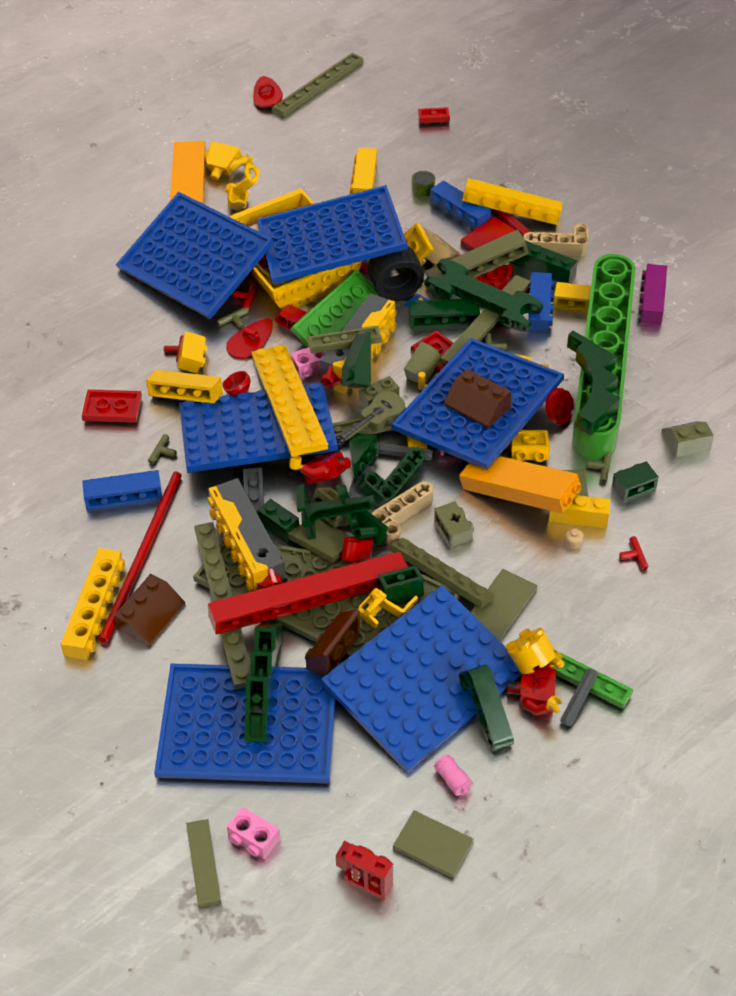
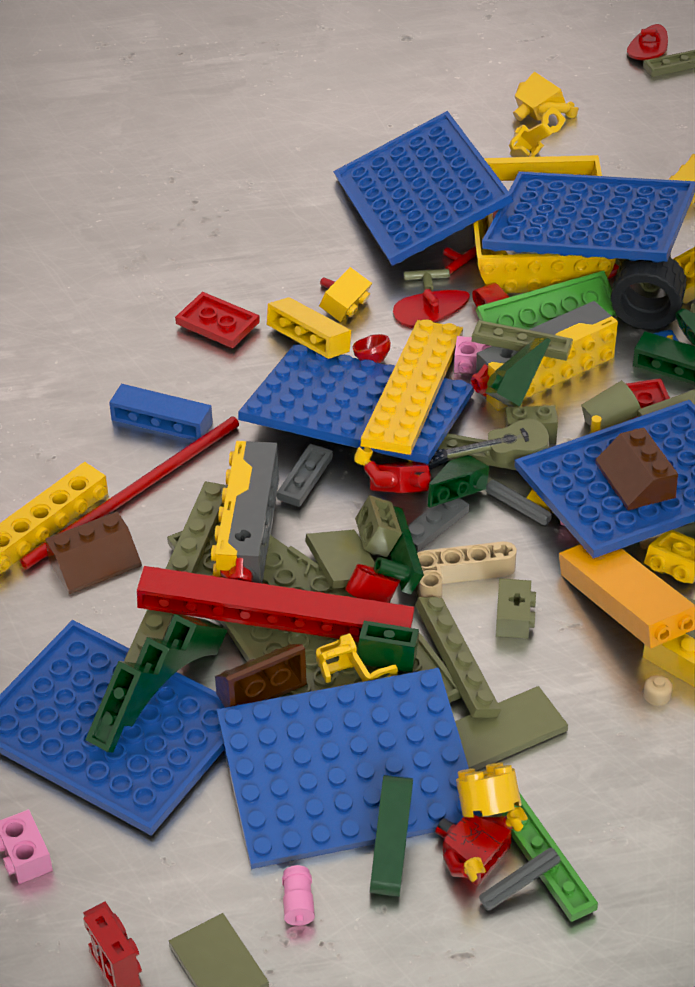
camera: 30 degrees right, 5 degrees down
(161, 449) = (238, 387): olive piece -> none
(189, 169) = (488, 101): light orange brick -> none
(277, 519) = (306, 513): dark green brick -> none
(319, 510) = (343, 519): dark green piece -> none
(398, 476) = (482, 522): dark green beam -> none

